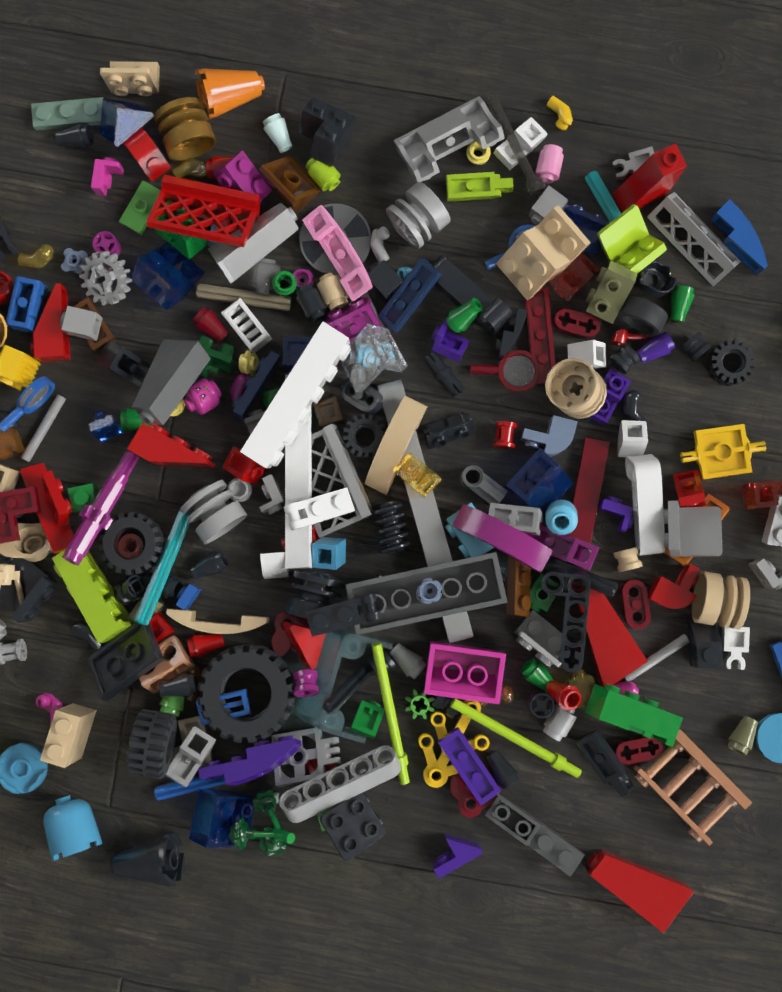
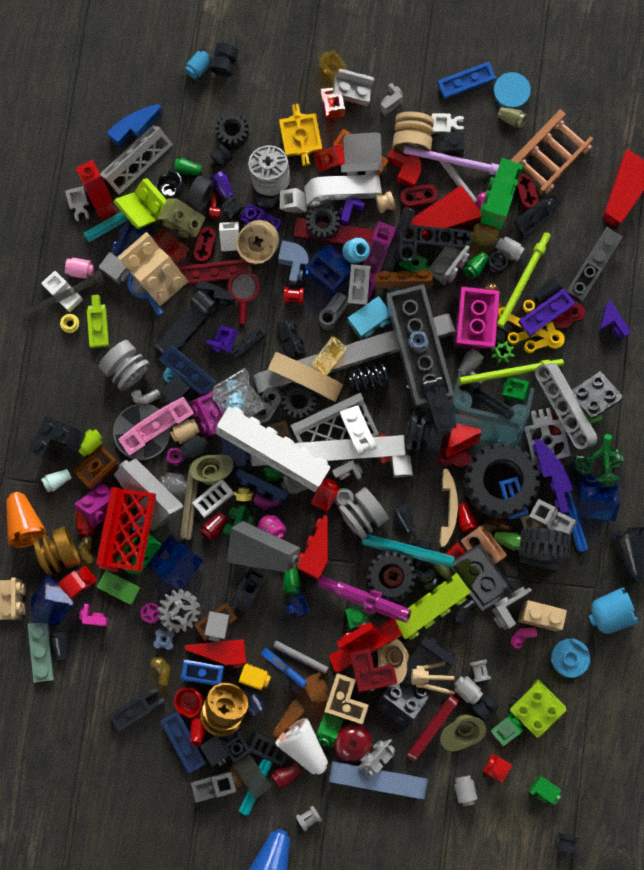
camera: 95 degrees left, 5 degrees down
(87, 687) = (503, 617): none -> light grey bracket
(179, 686) = (499, 533): black cone -> none
(187, 596) = (429, 533): blue plate -> none
(280, 321) = (211, 468): none -> olive piece
(284, 278) = (181, 463): green cone -> none
(305, 683) = (492, 435): magenta wheel -> none
(329, 553) = (391, 424): dark azure brick -> none
(447, 134) = (58, 347): light grey bracket -> none
(462, 317) = (203, 328): green cone -> none
(503, 537) = (373, 292): magenta slope -> none
(563, 111) = (36, 259): yellow arm -> none
(565, 695) = (490, 242): red cone -> none
(612, 465) = (322, 211): none -> black tyre
(671, 703) = (492, 169): none -> lavender bar
(673, 407) = (269, 170): none -> light grey wheel

